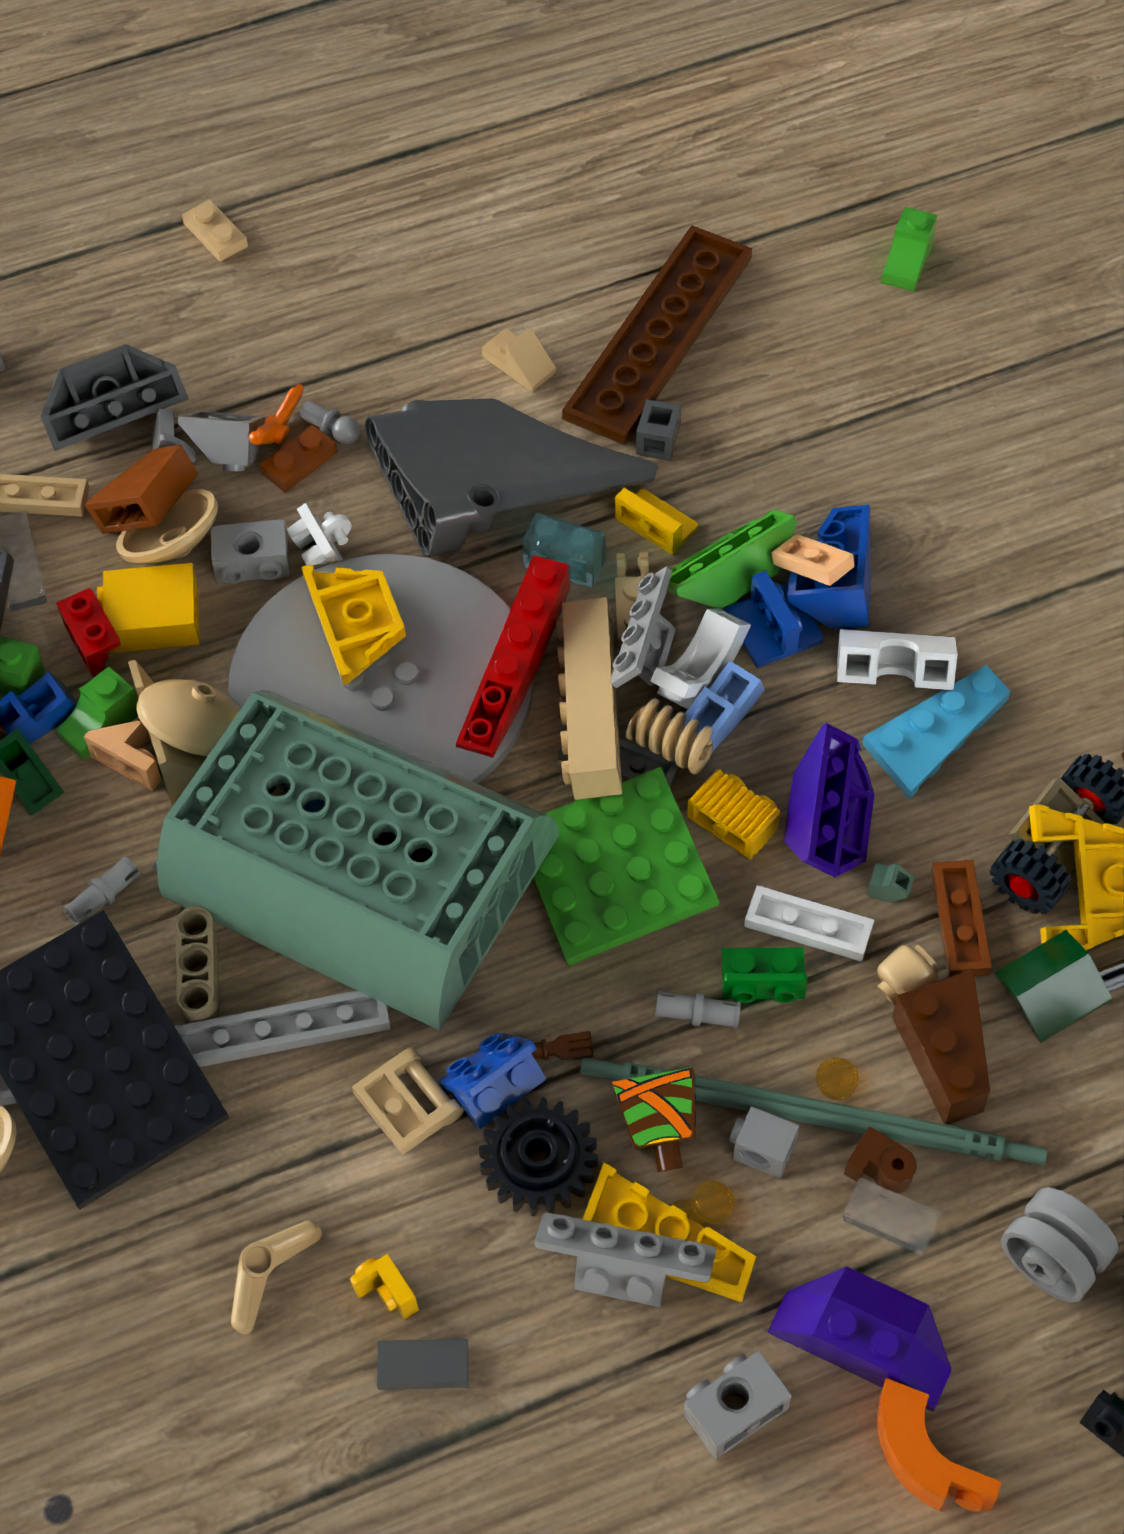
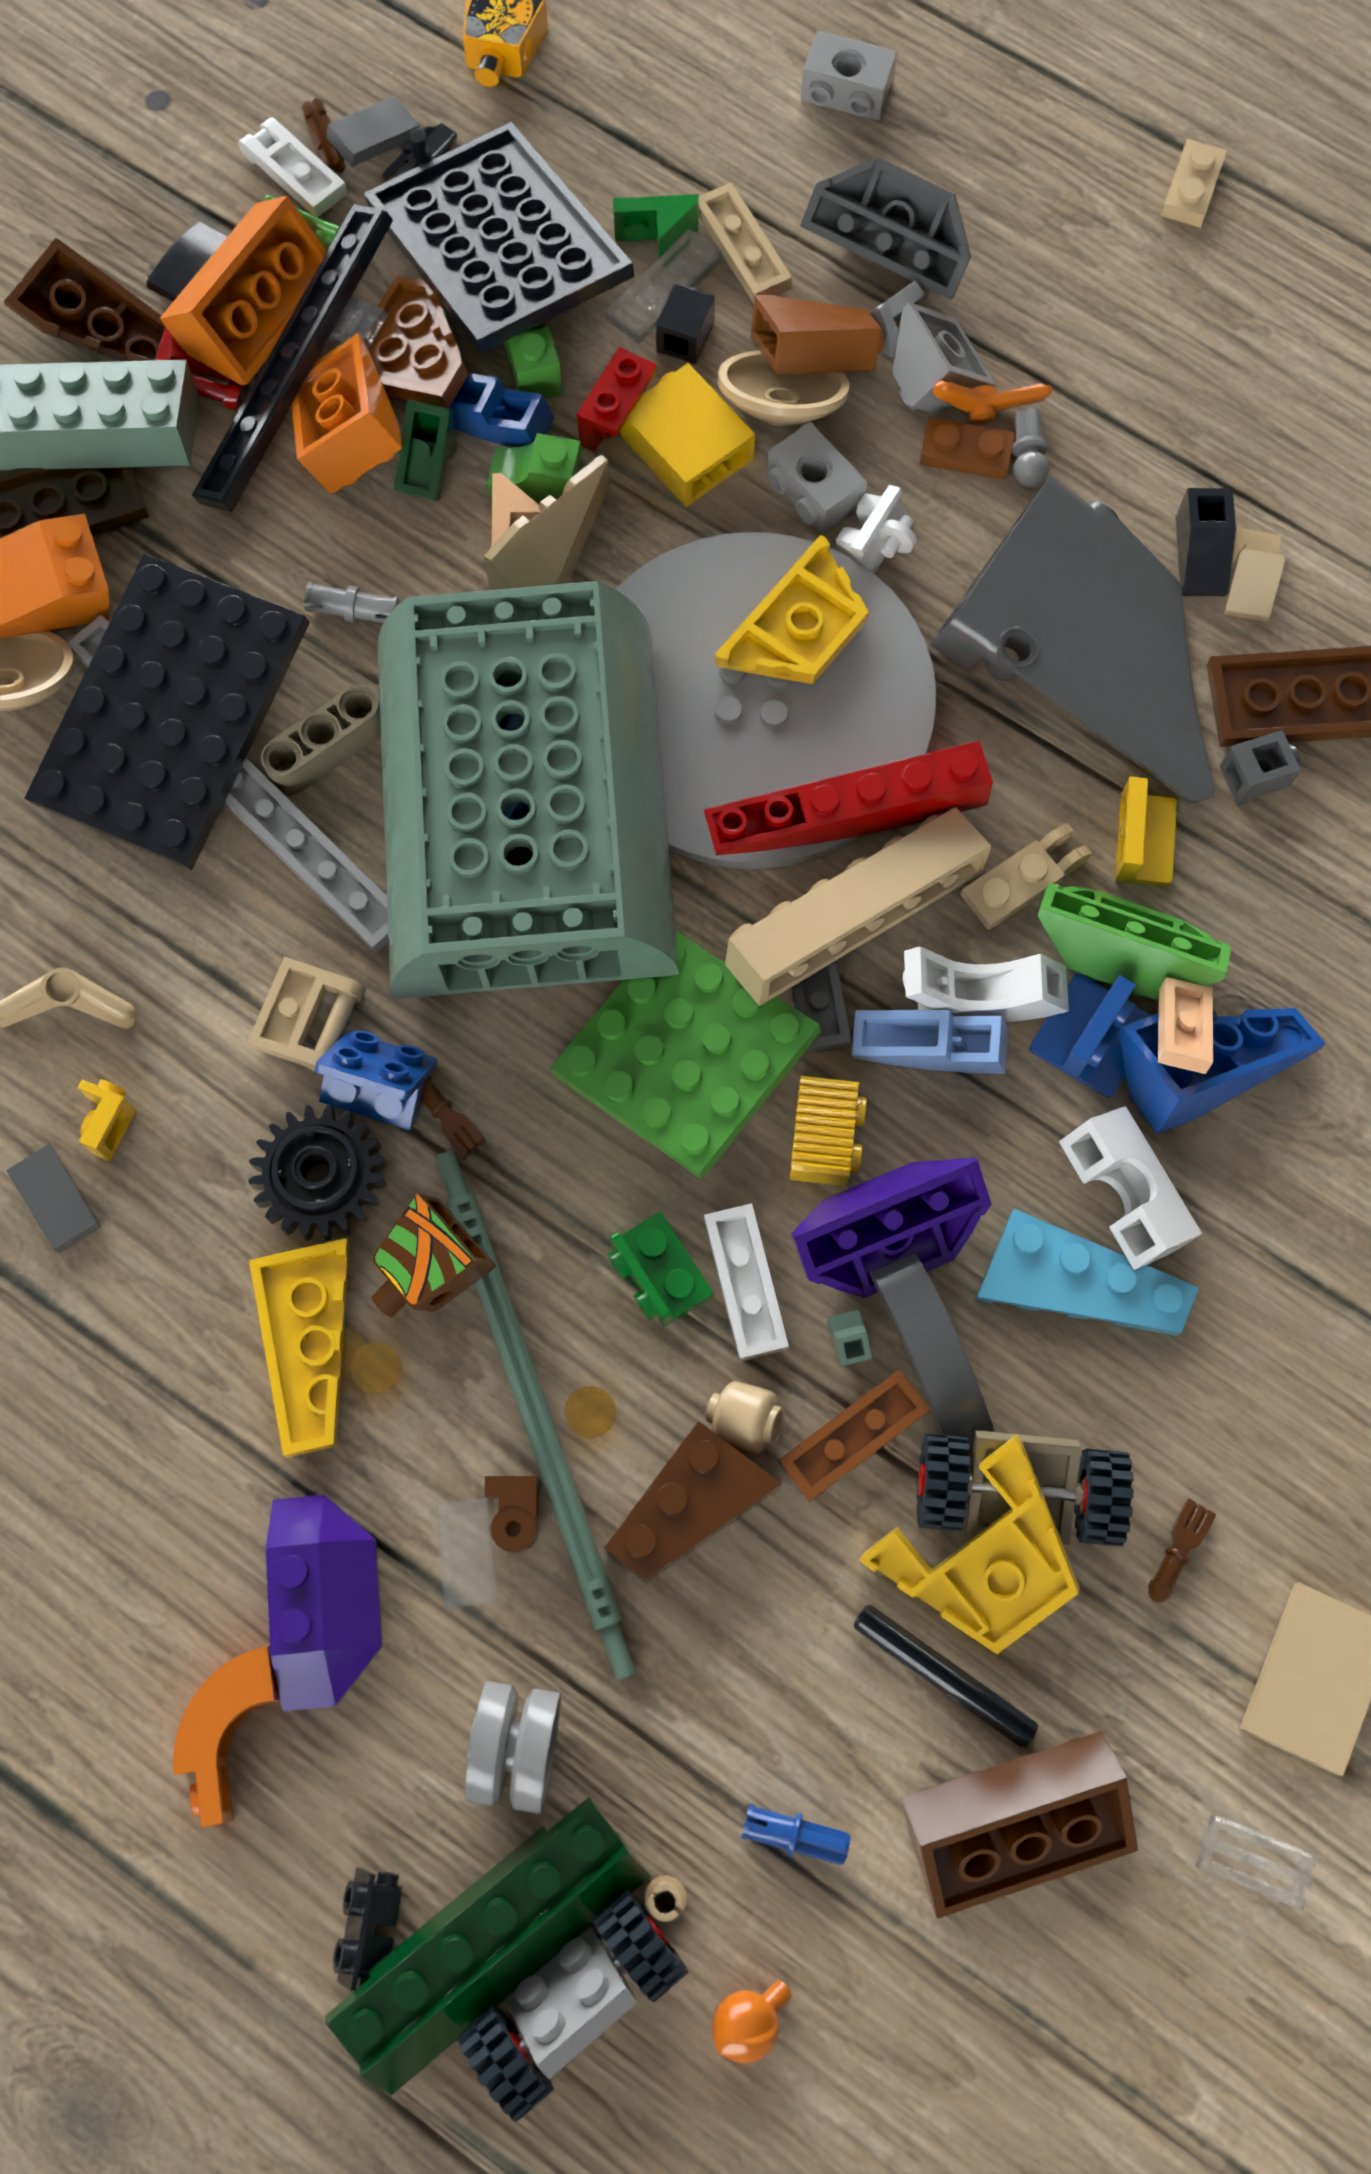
camera: 55 degrees right, 15 degrees up
(64, 561) = (685, 323): none -> black brick
(186, 714) = (551, 540): tan dish -> none
(480, 365) = (1205, 541): none -> black slope
(566, 543) = (1030, 769): clear light blue brick -> none
(623, 1260) = (254, 1316): light grey bracket -> none
(648, 633) = (966, 917): light grey bracket -> none
(670, 736) = (862, 1013): tan piece -> none
(697, 1009) = (575, 1228): light grey pin -> none
(725, 1427) = (140, 1508): light grey brick -> none
(764, 1141) = (464, 1380): light grey brick -> none
(930, 831) = (933, 1348): none -> dark grey slope
(1054, 985) = (830, 1577): dark green slope -> none

